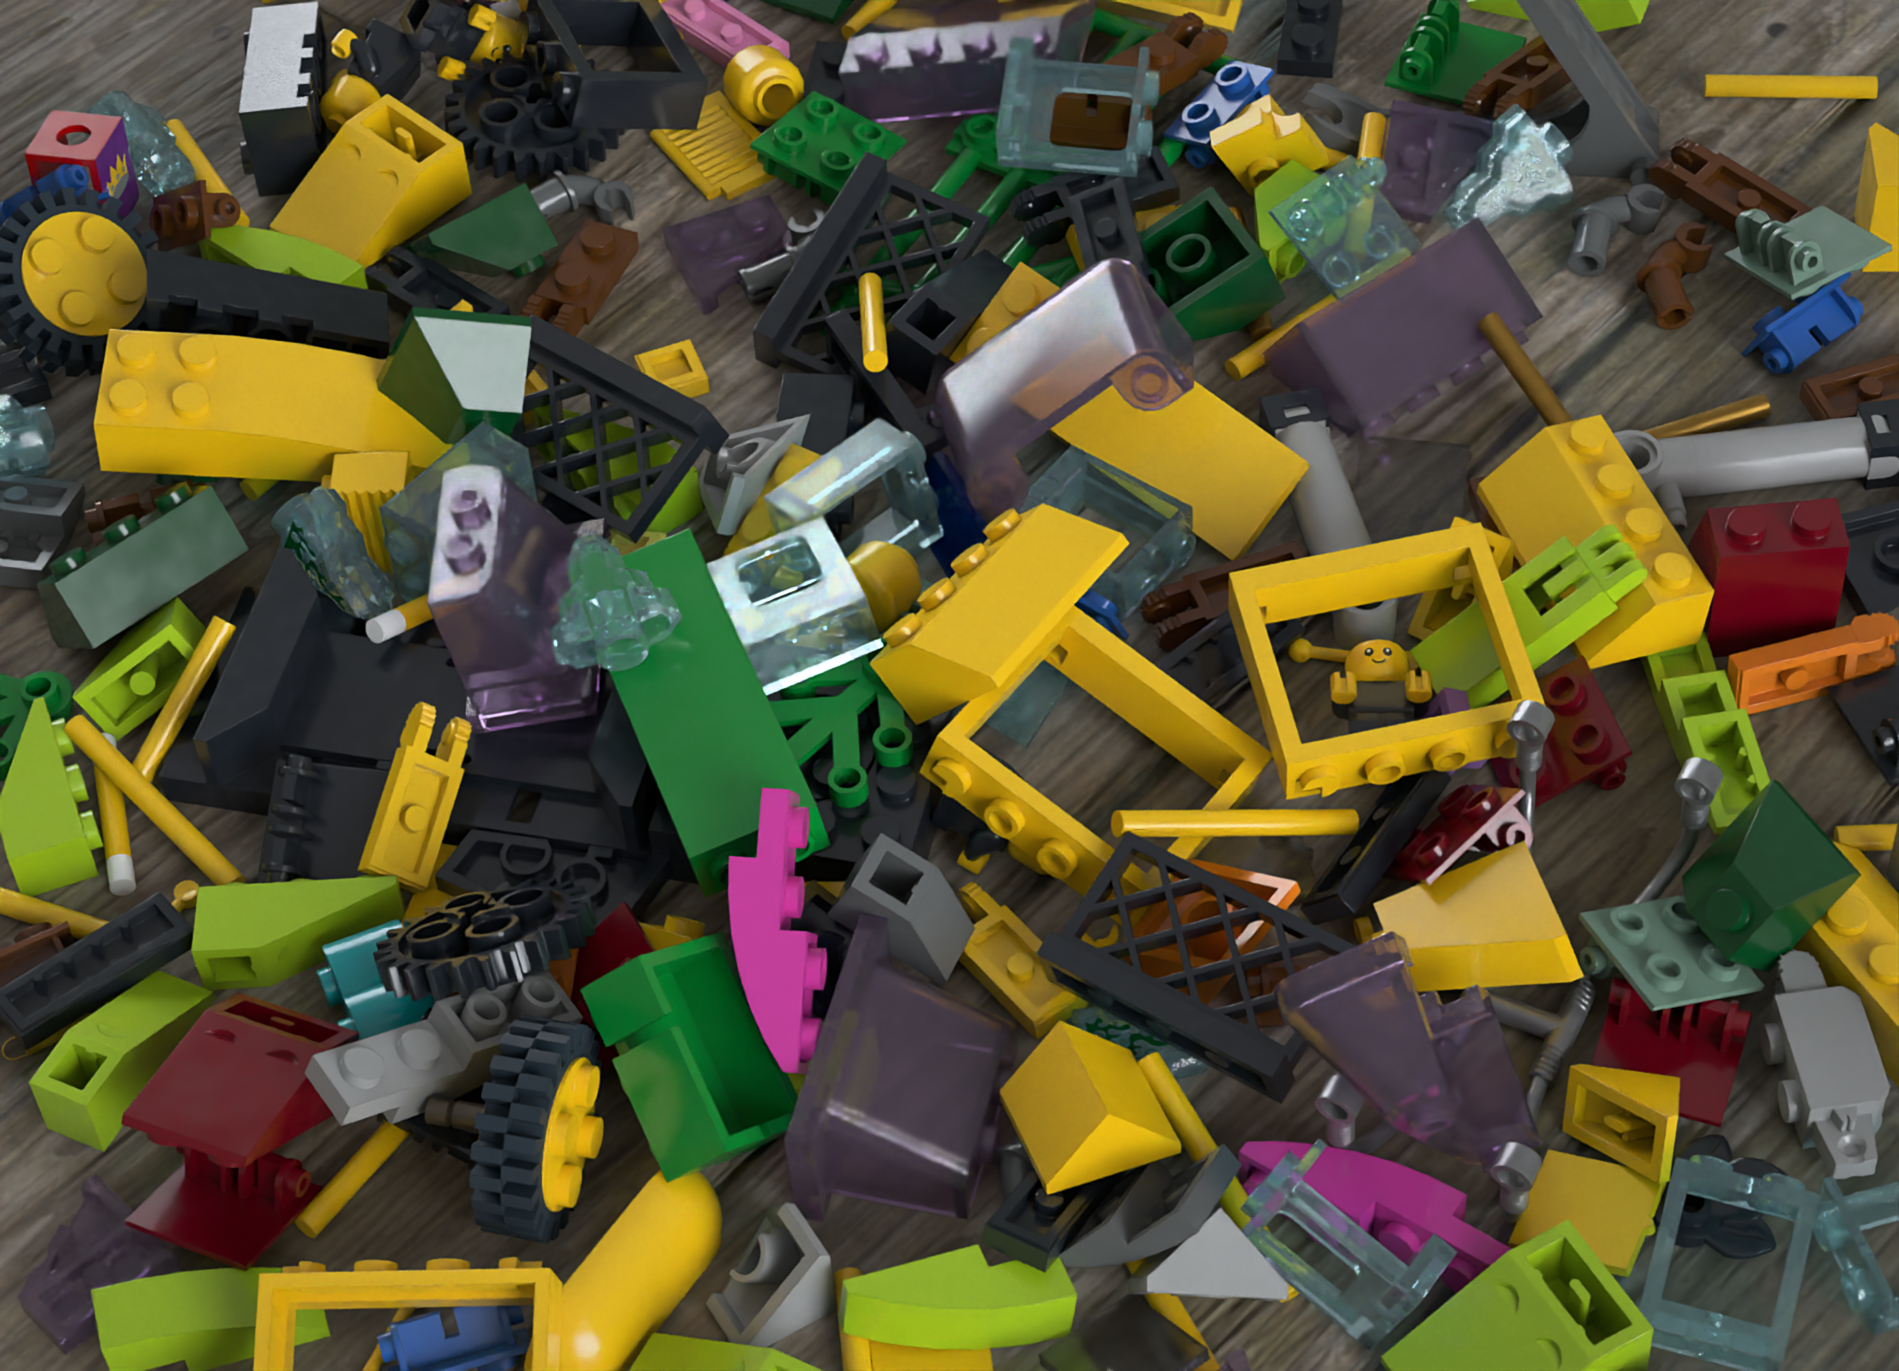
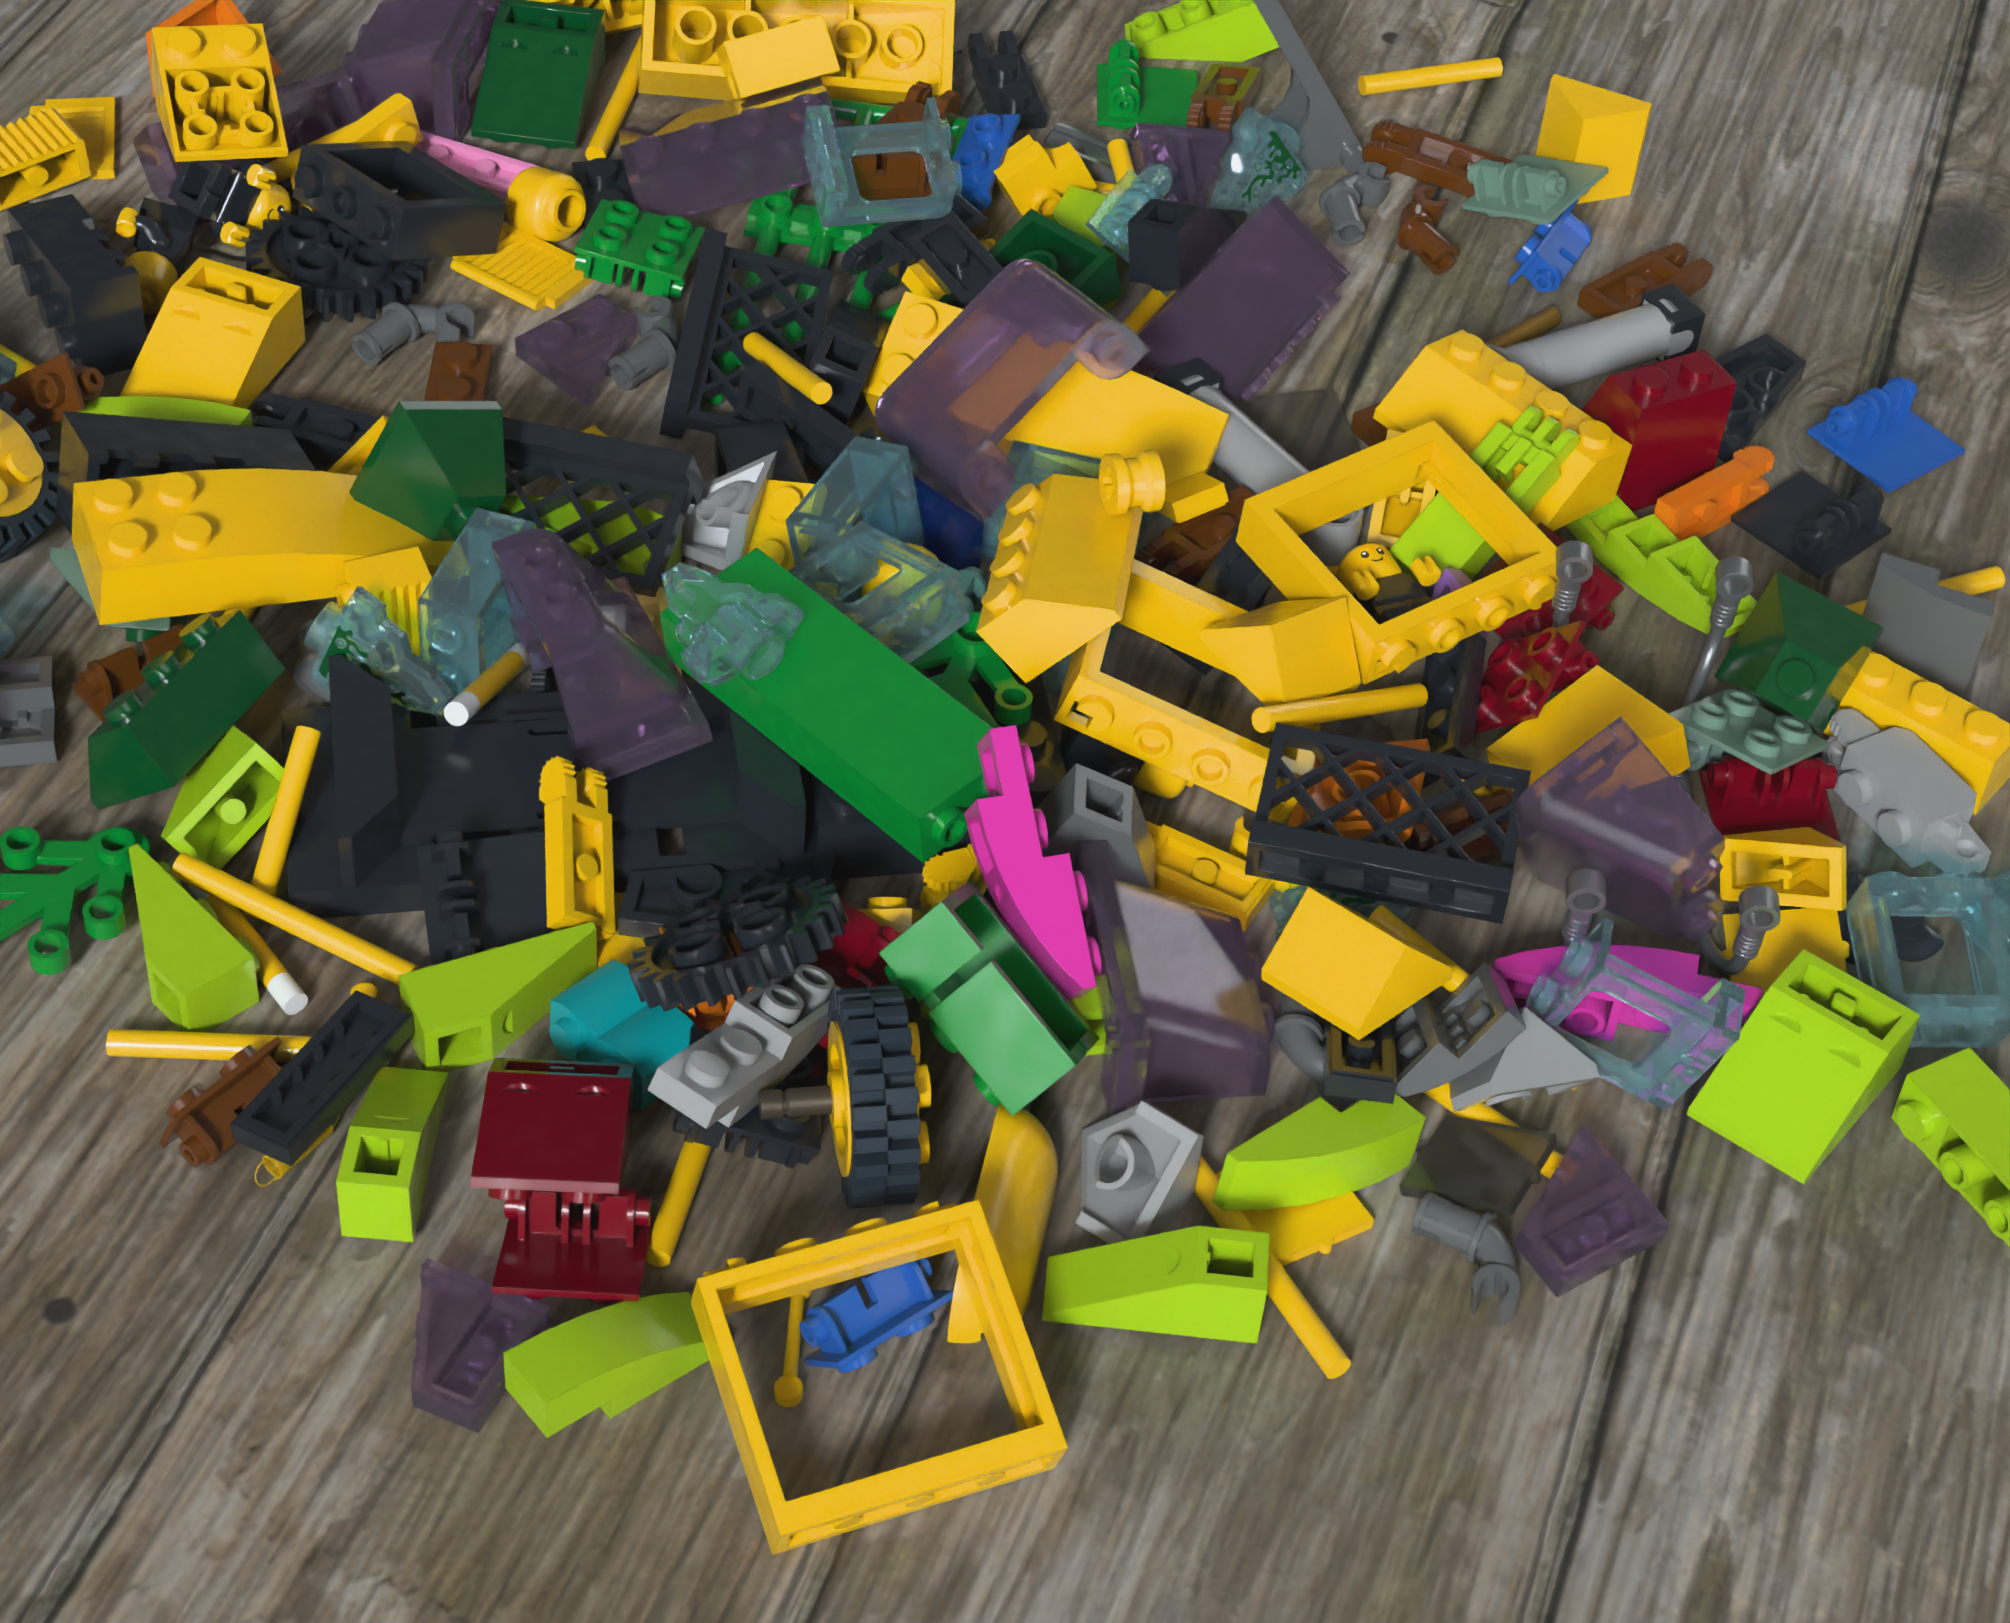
camera: 30 degrees left, 5 degrees down
(491, 238) = (358, 367): dark green slope -> none
(1091, 536) = (1132, 482): none -> yellow wheel
(1201, 751) = (1289, 650): none -> yellow slope
(1228, 545) = (1193, 497): none -> yellow tile
(1359, 240) = (1176, 239): none -> black slope
(1523, 370) = (1363, 319): pearl gold bar -> none

